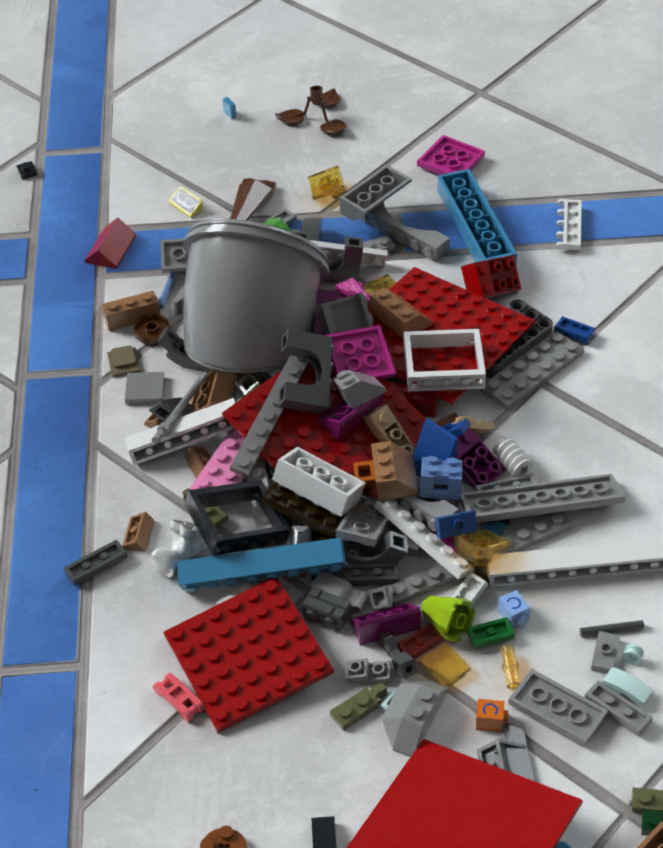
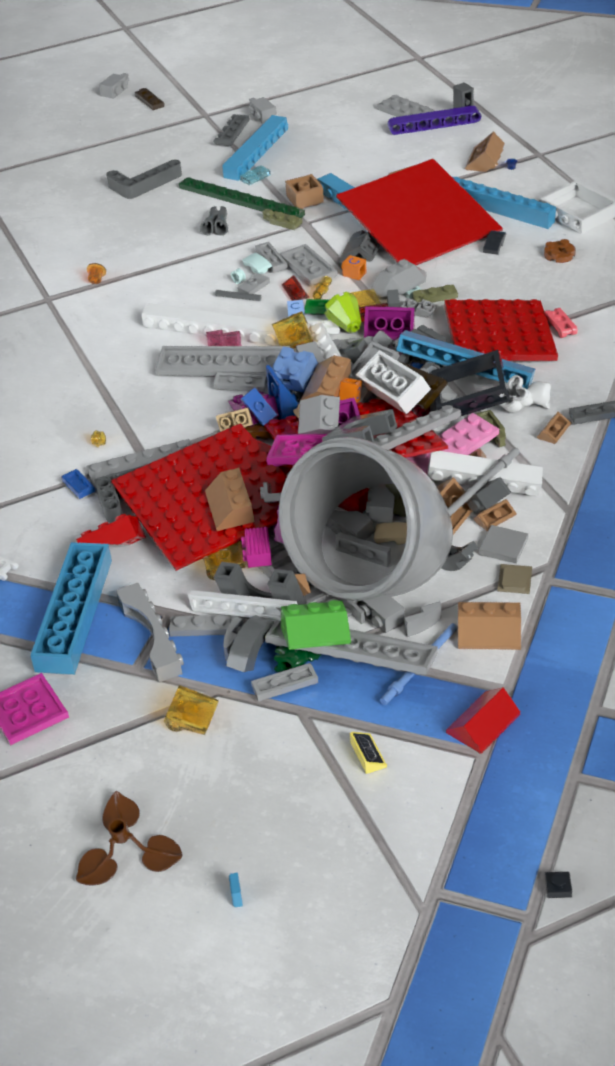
camera: 155 degrees left, 5 degrees down
(144, 323) = (468, 589): reddish brown plate -> none
(251, 197) = (285, 724): plate -> none
(329, 234) = (230, 635): none -> light grey slope
(372, 192) = (159, 639): light grey slope -> none
(444, 379) = (229, 423): white window -> none
(456, 524) = (304, 338): blue plate -> none
(512, 456) = (219, 396): white piece -> none
(545, 661) = (295, 289): none -> clear red slope
(570, 538) = (218, 338): none -> clear pink slope
(599, 380) = (98, 438): none -> clear yellow plate

